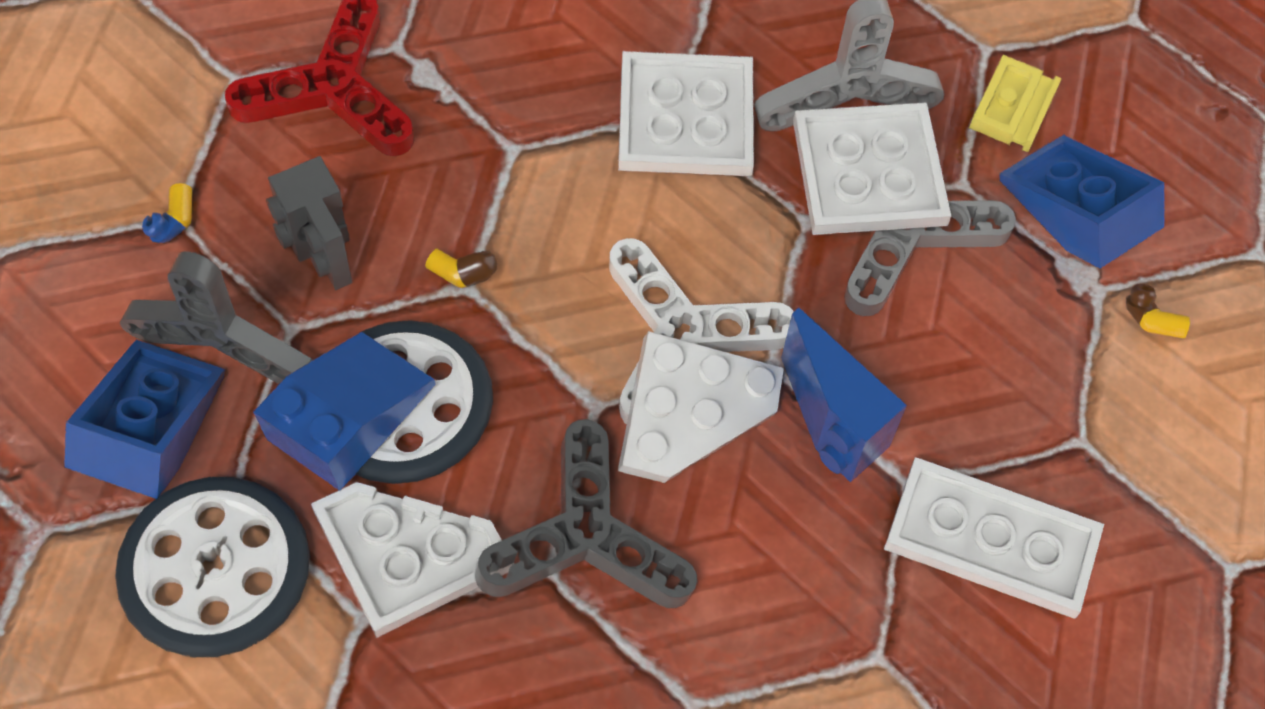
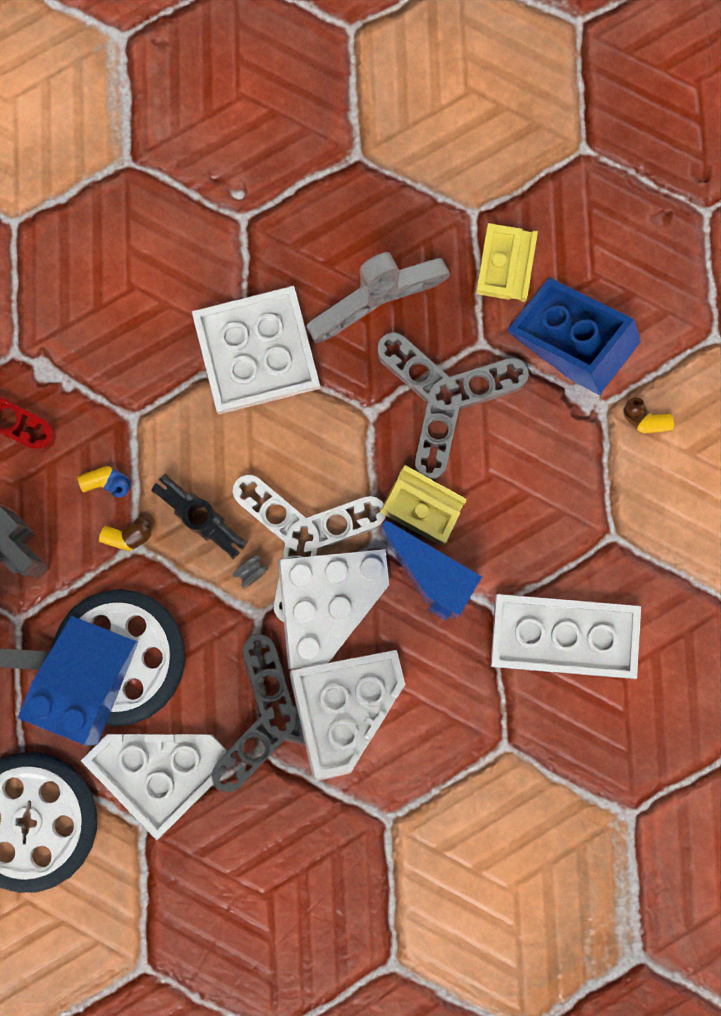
camera: 10 degrees left, 20 degrees up
(458, 200) = (107, 478): none -> arm
(567, 284) = (184, 505): none -> black pin
(603, 347) = (250, 571): none -> dark grey bush
(678, 533) = (343, 708): none -> white plate
(852, 324) = (423, 505): none -> light yellow plate
(870, 168) = (409, 364): white plate -> none

